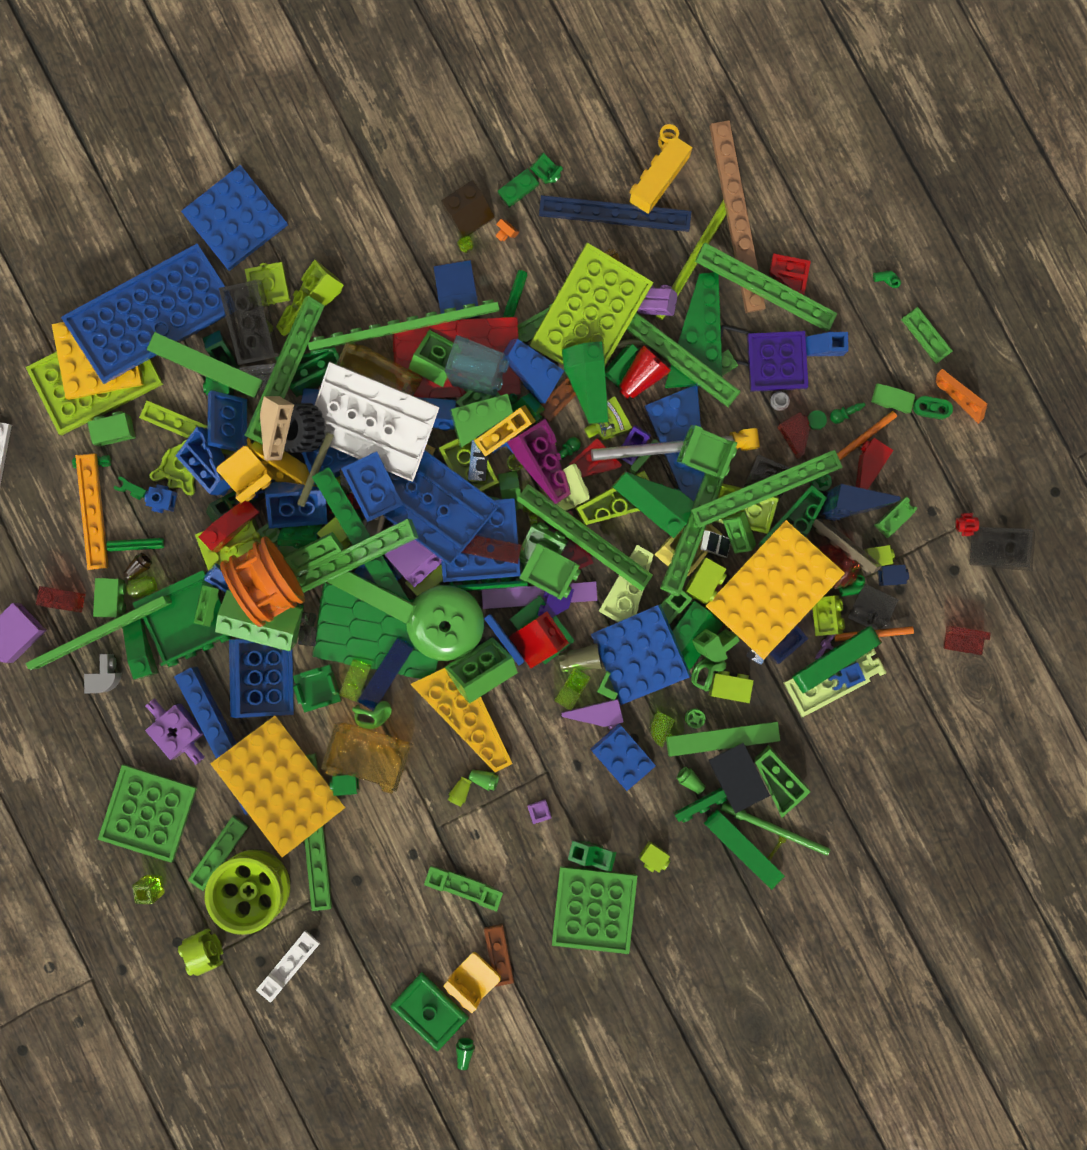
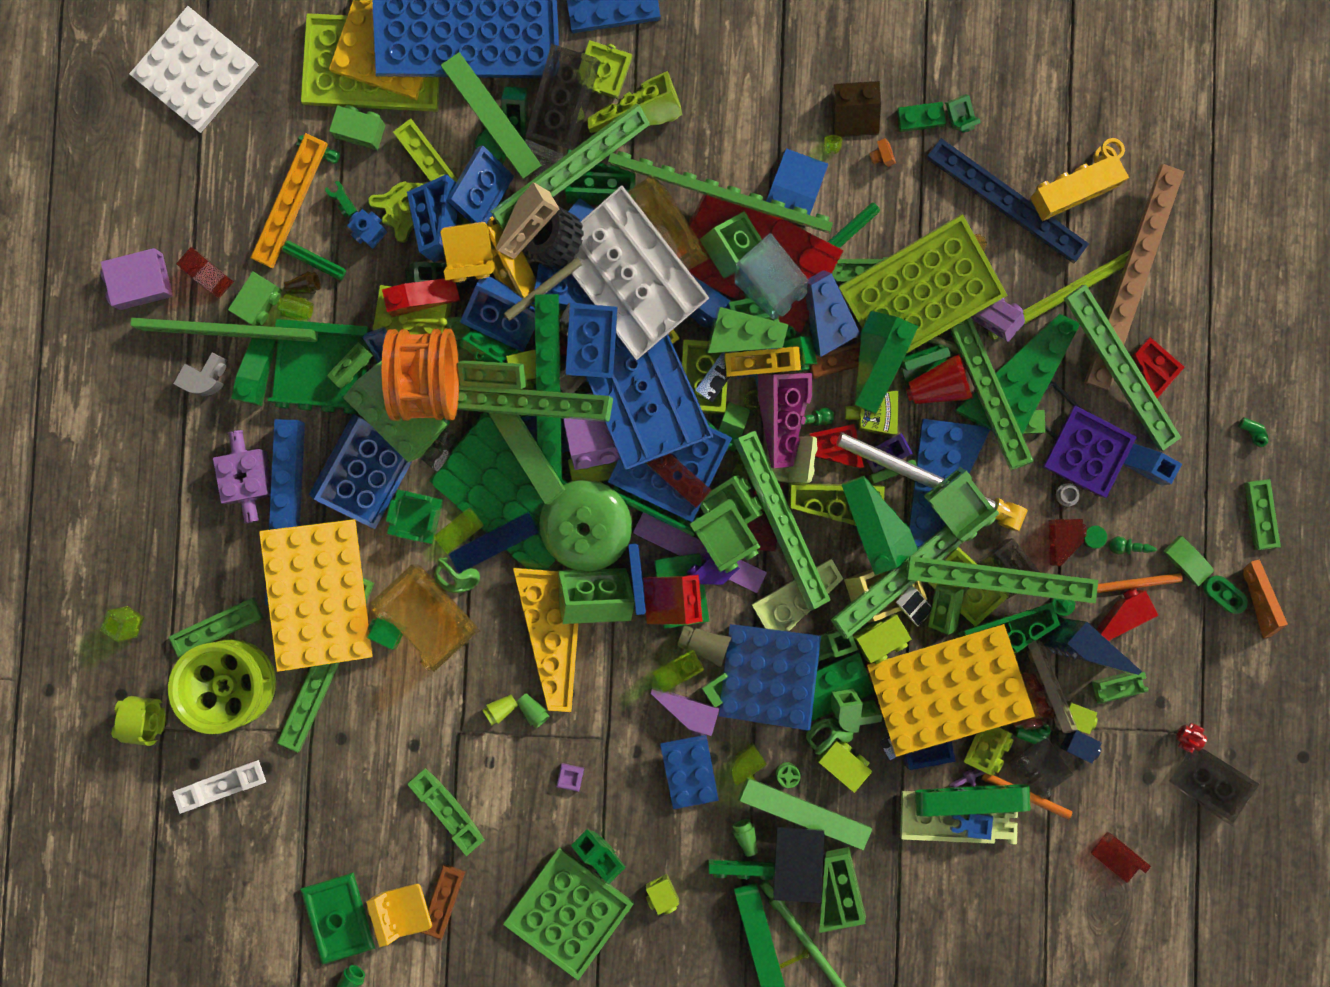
camera: 30 degrees right, 0 degrees up
(147, 813) = (167, 544): bright green plate -> none

